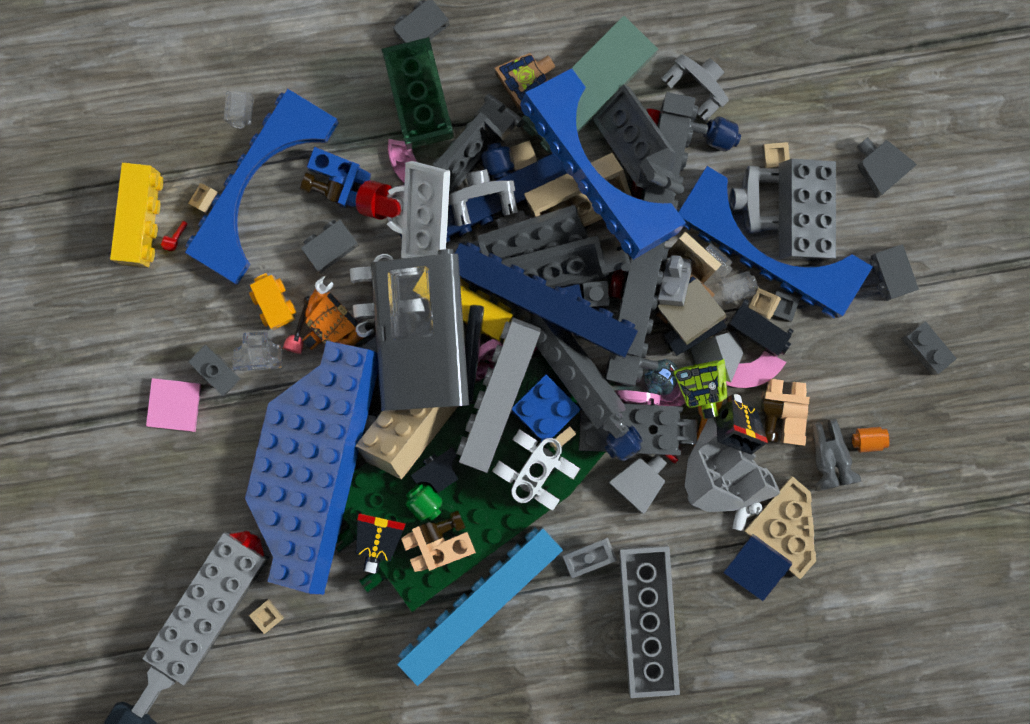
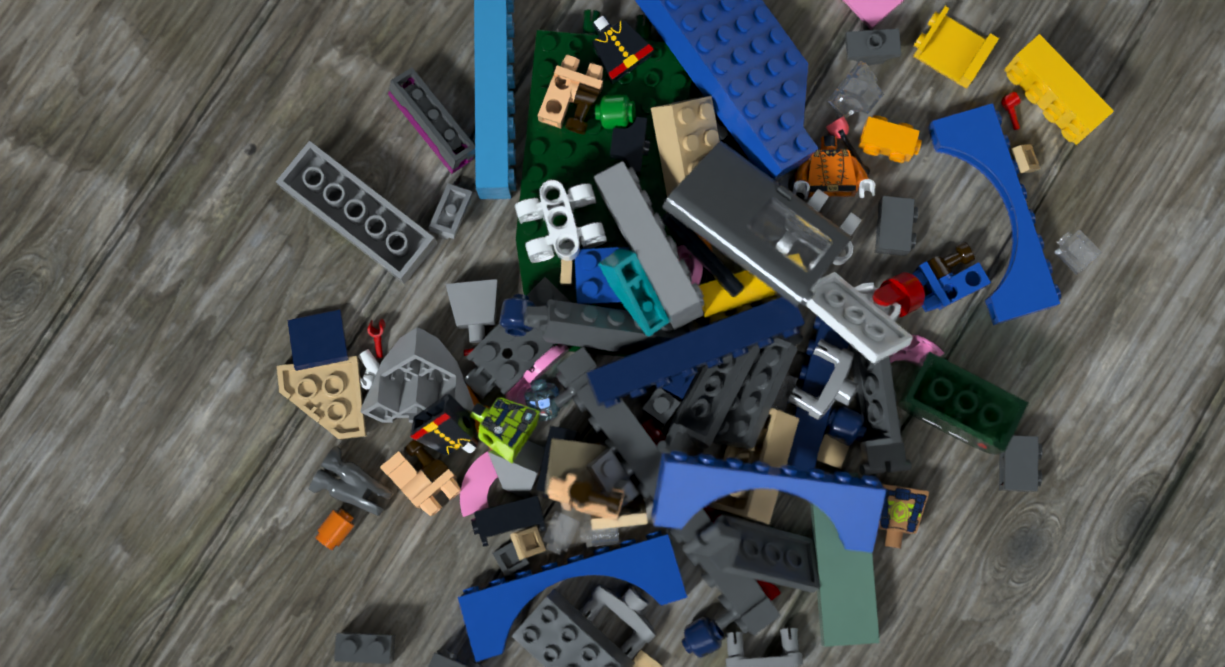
camera: 135 degrees right, 5 degrees down
(165, 314) = (953, 48): none -> yellow panel
(539, 376) = (634, 290): none -> teal slope
(539, 628) = (431, 120): none -> dark grey piece
(707, 284) = (584, 498): none -> hips
(717, 532) = (376, 334): none -> red hand

